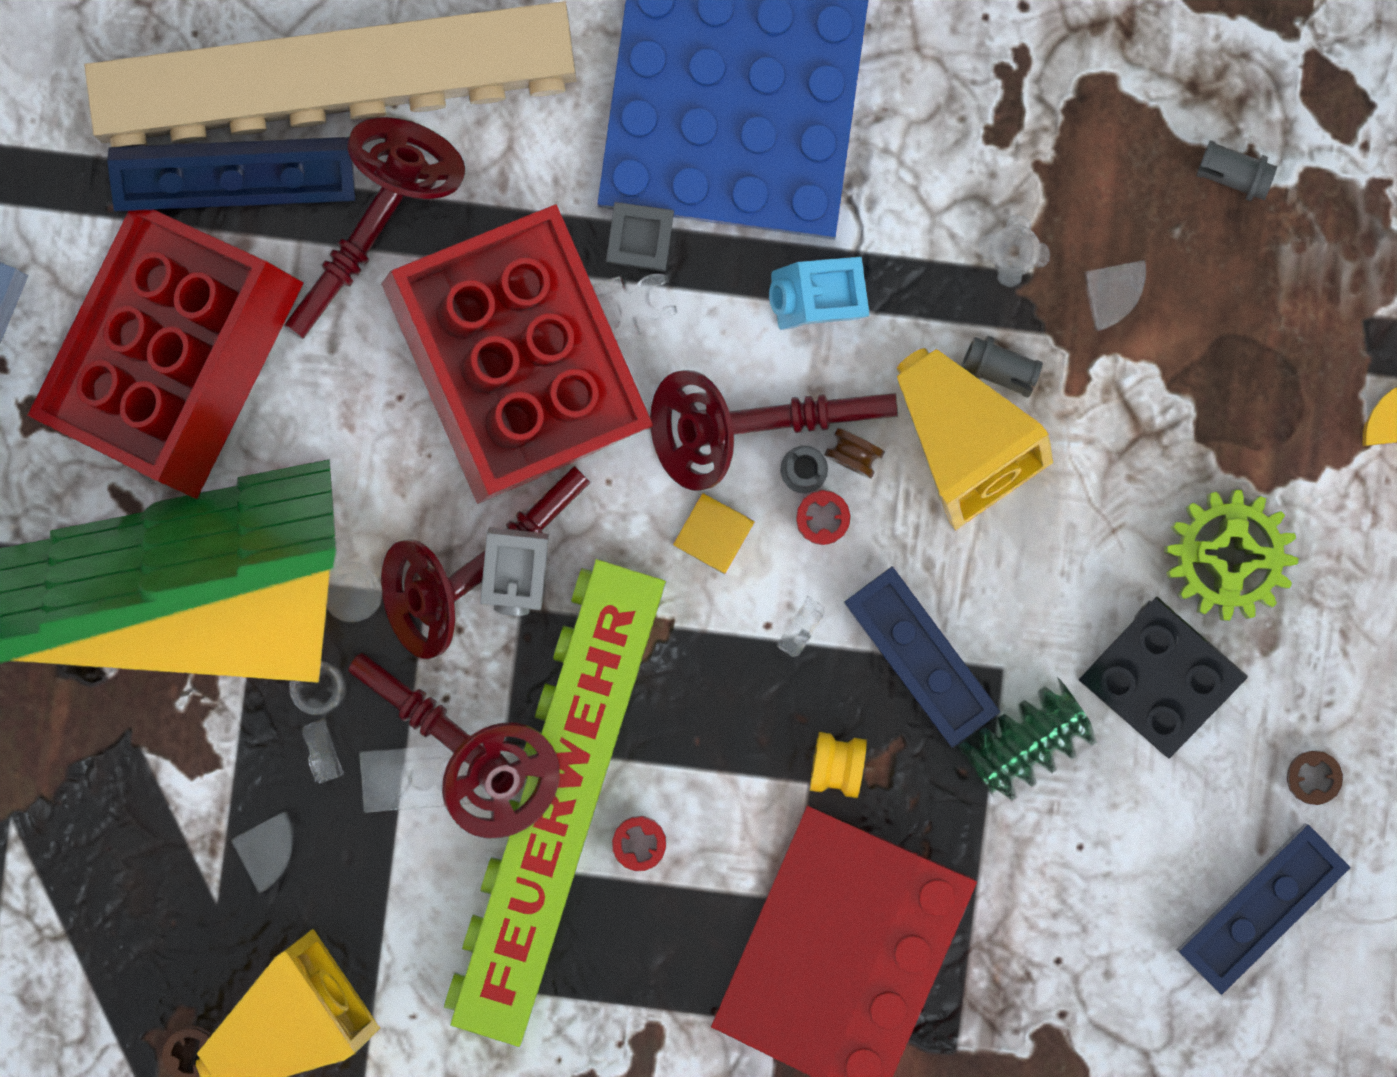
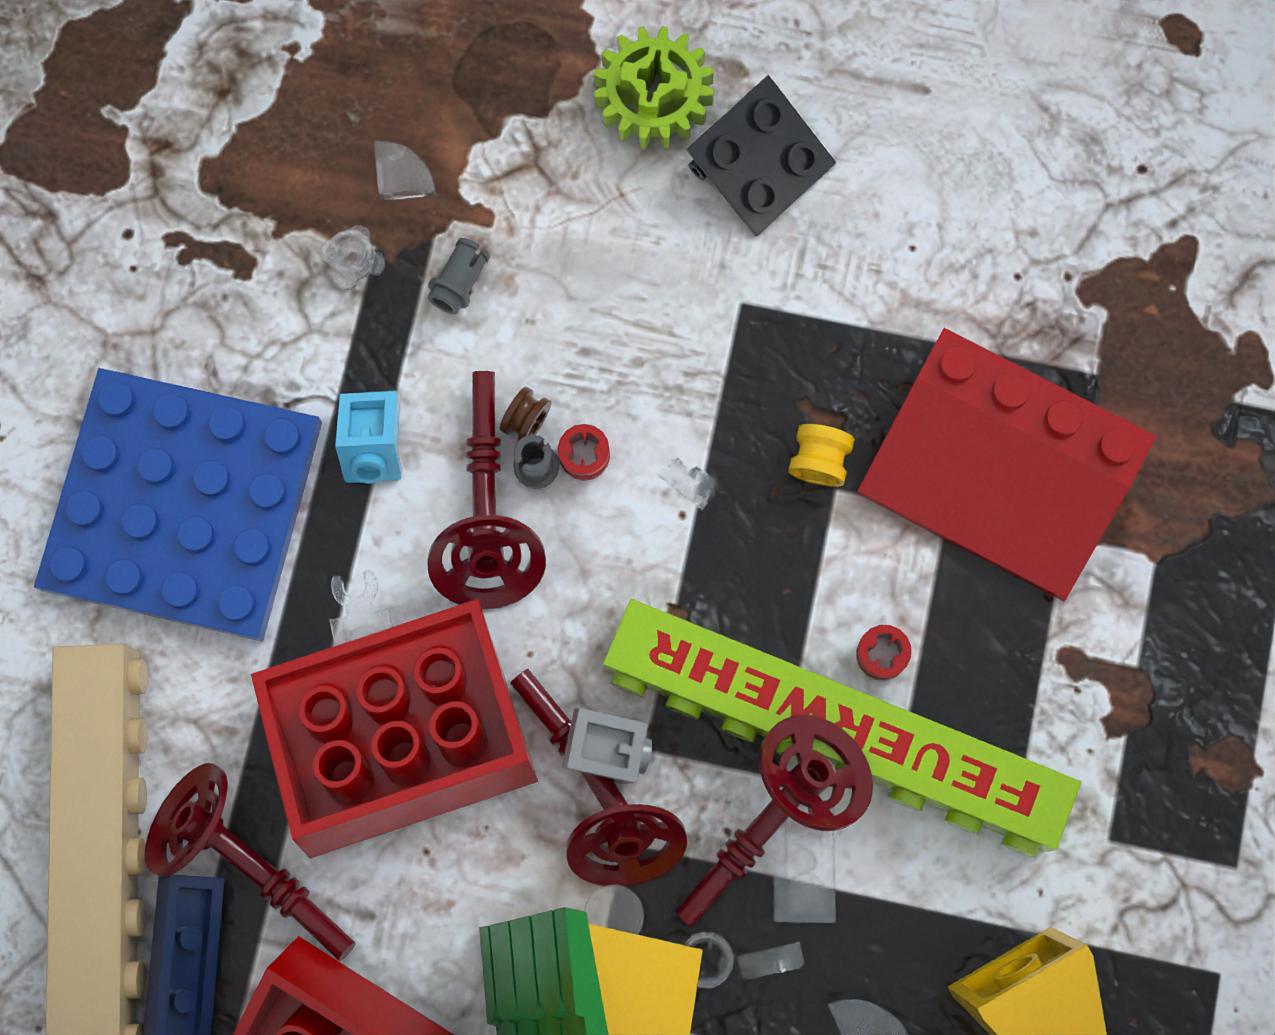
camera: 80 degrees left, 10 degrees down
(640, 236) = (295, 600): dark grey plate -> none
(713, 533) = (590, 554): yellow slope -> none
(921, 657) = (724, 370): dark blue plate -> none
(969, 435) = (516, 307): yellow slope -> none
(1029, 741) = (811, 278): clear green piece -> none
(1237, 170) = (302, 55): dark grey pin -> none
(1263, 908) = (981, 87): dark blue plate -> none
(1313, 759) = (863, 18): reddish brown bush -> none

